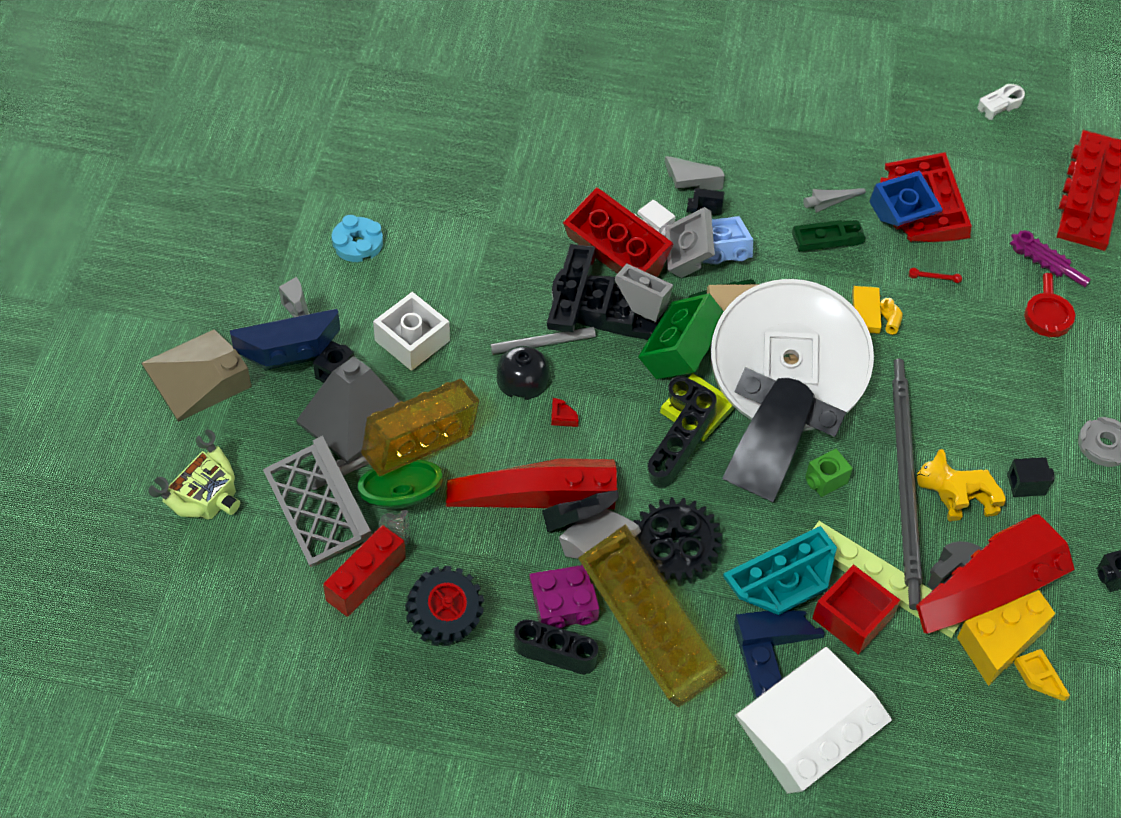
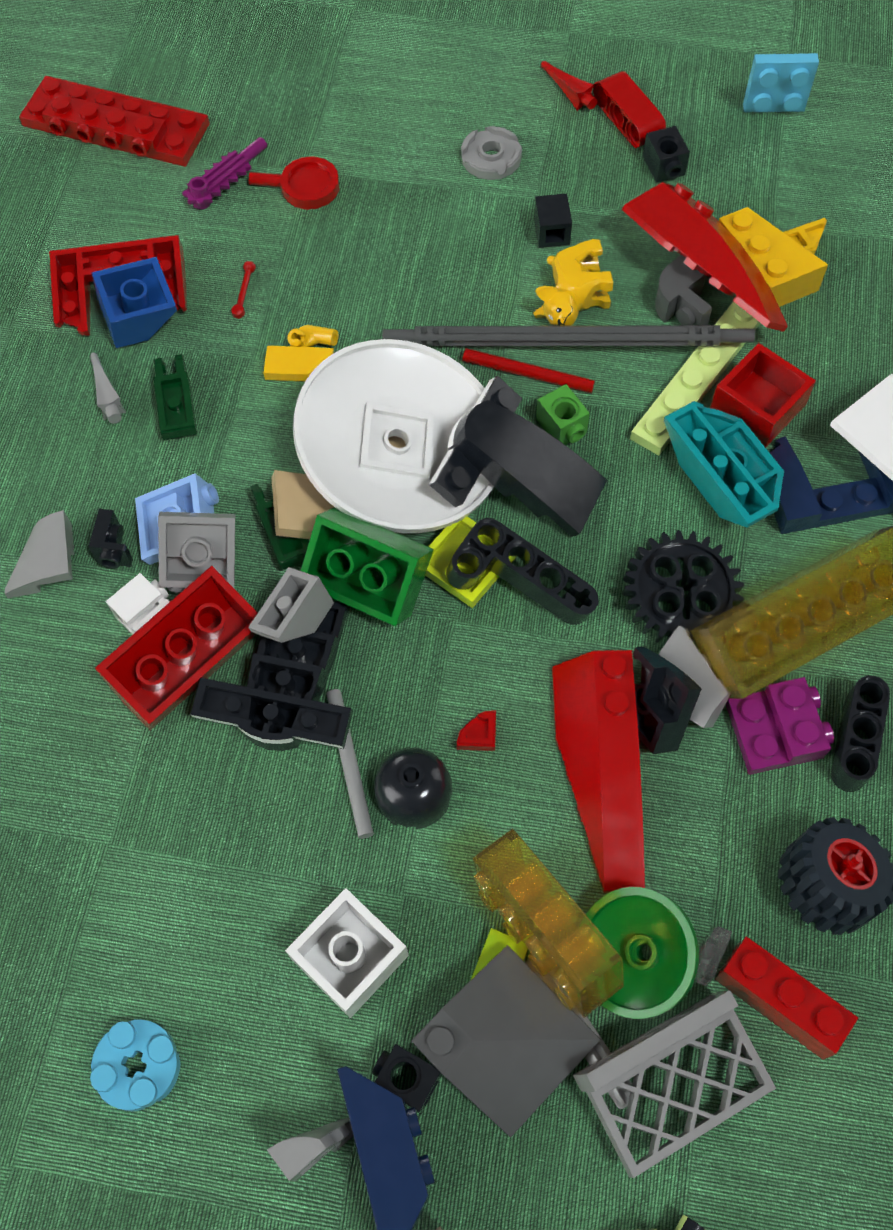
camera: 85 degrees left, 10 degrees up
(875, 457) = (528, 370): none -> red bar

